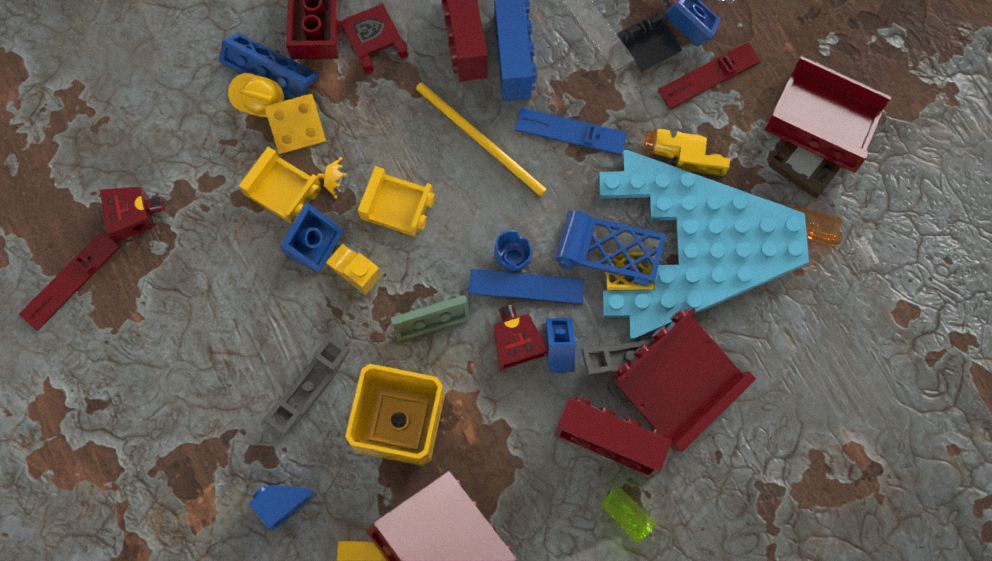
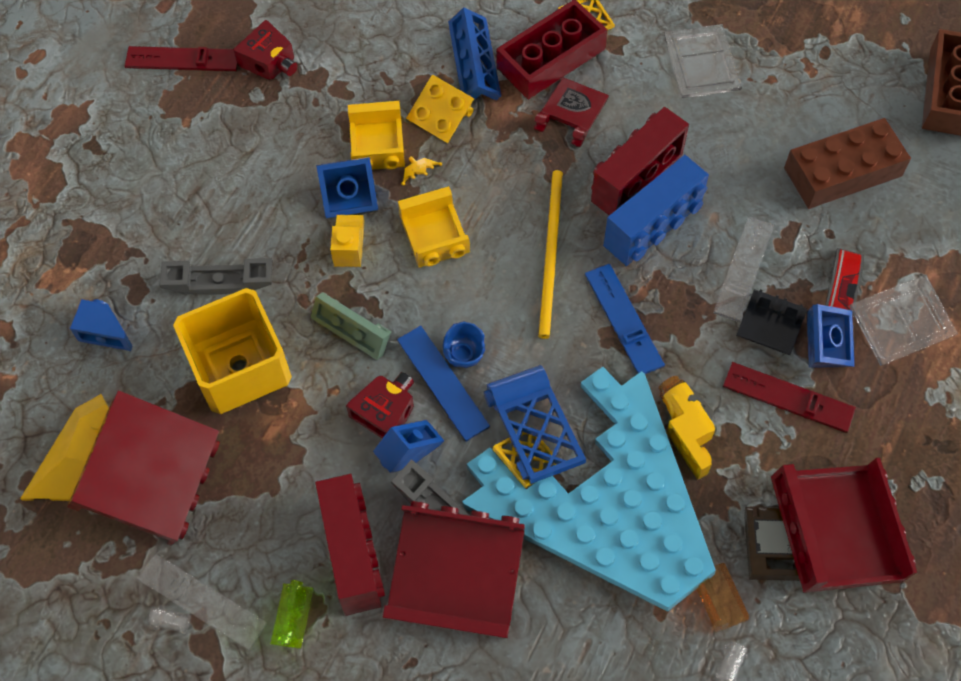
camera: 55 degrees right, 10 degrees down
(252, 92) = (443, 62): yellow piece -> none

